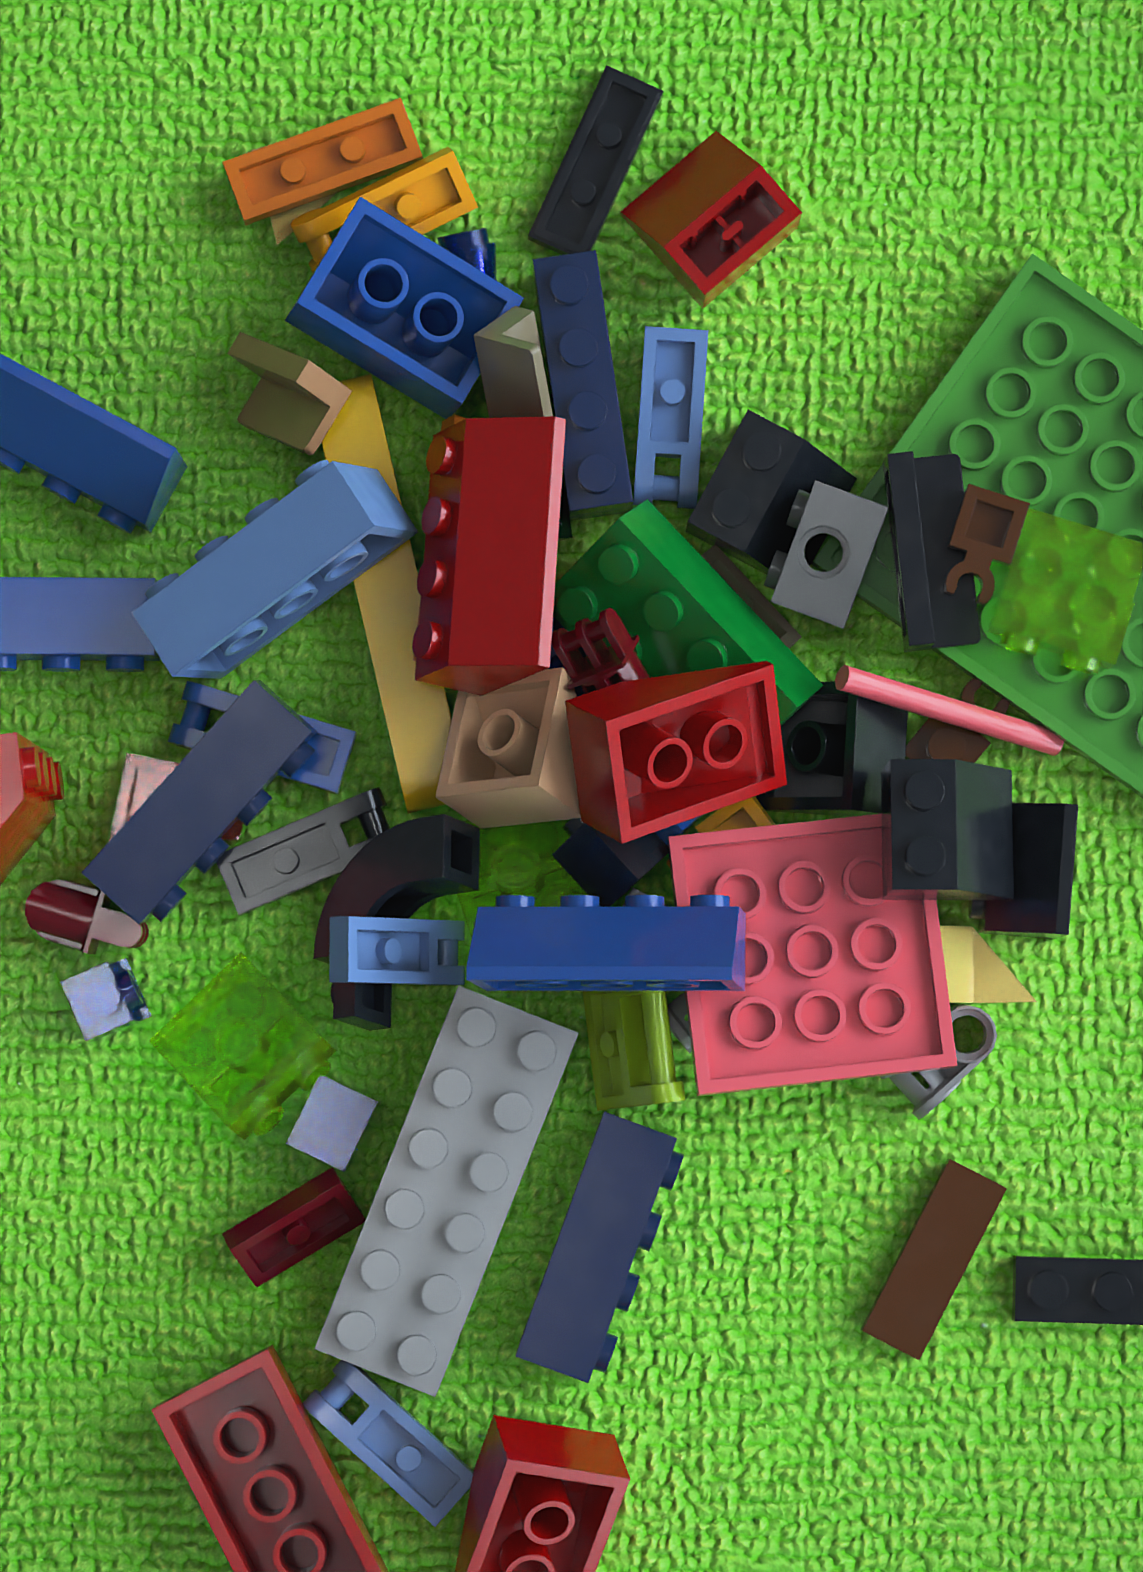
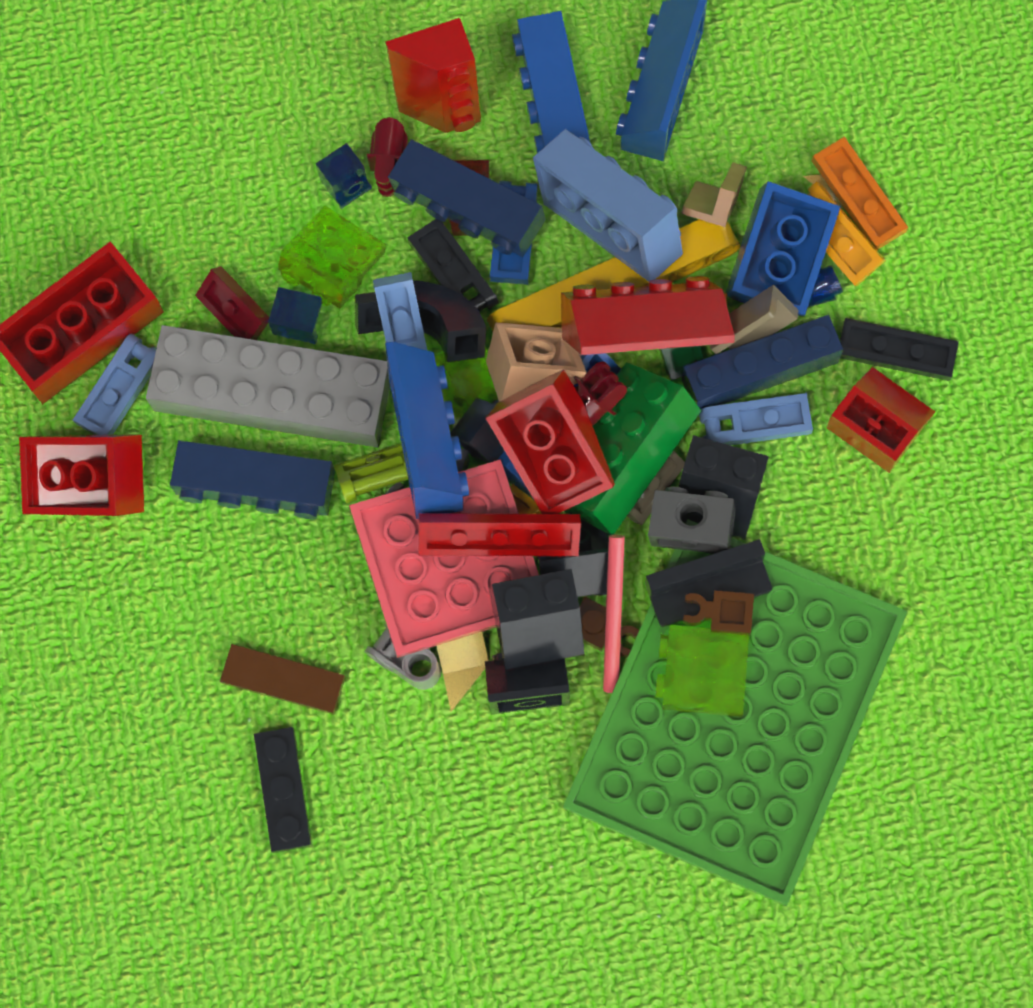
camera: 85 degrees right, 10 degrees down
(801, 863) = (499, 534): none -> red plate

